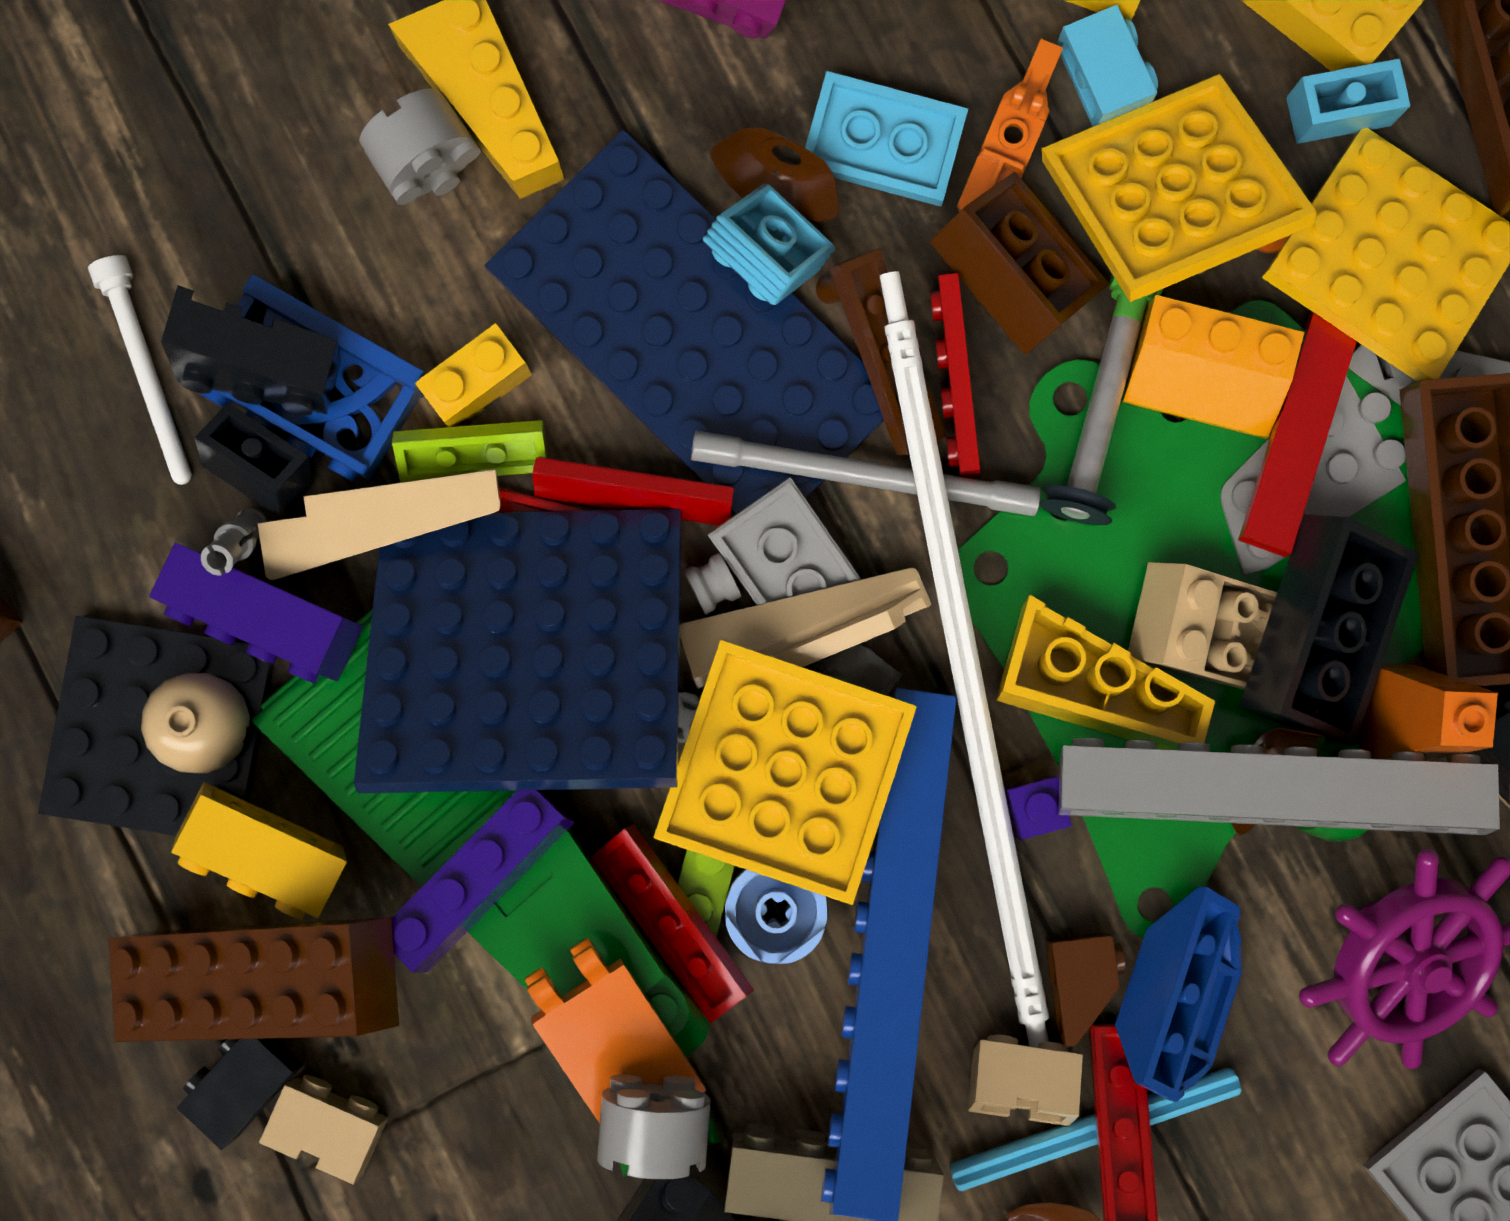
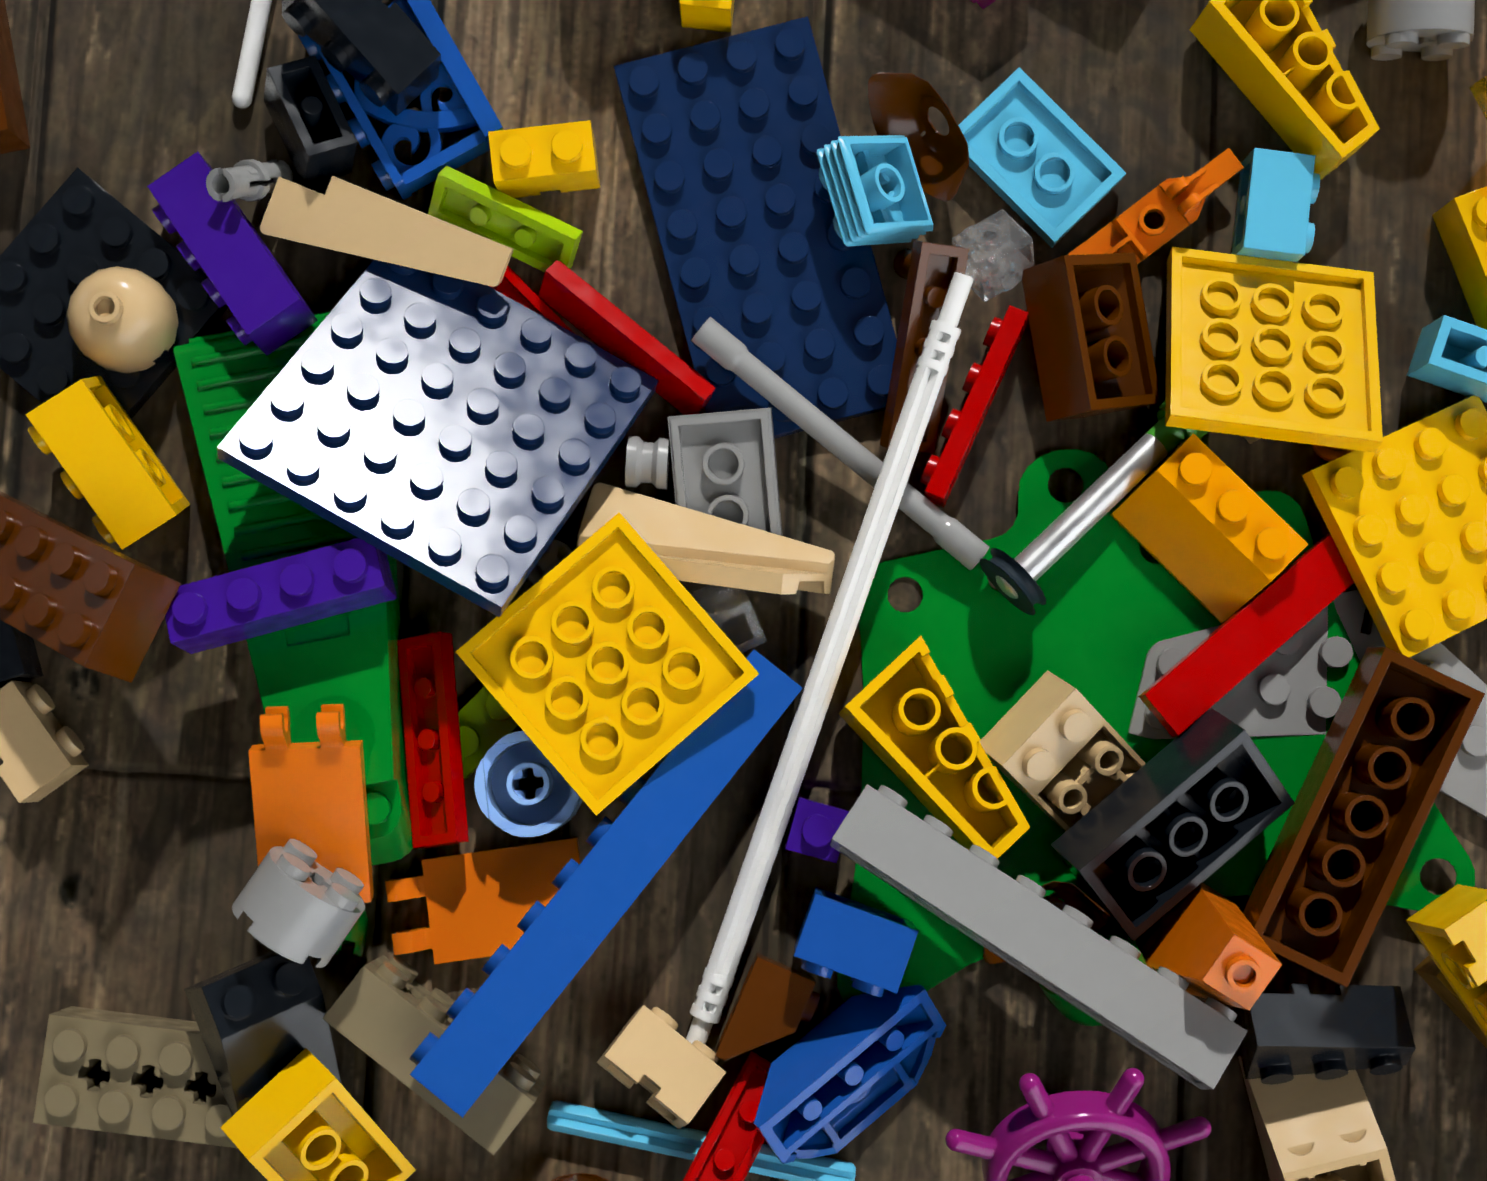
camera: 30 degrees right, 0 degrees up
(790, 1031) = (479, 897): none -> orange tile
(903, 237) = (996, 254): none -> clear brick
(1125, 882) = (855, 942): none -> blue brick

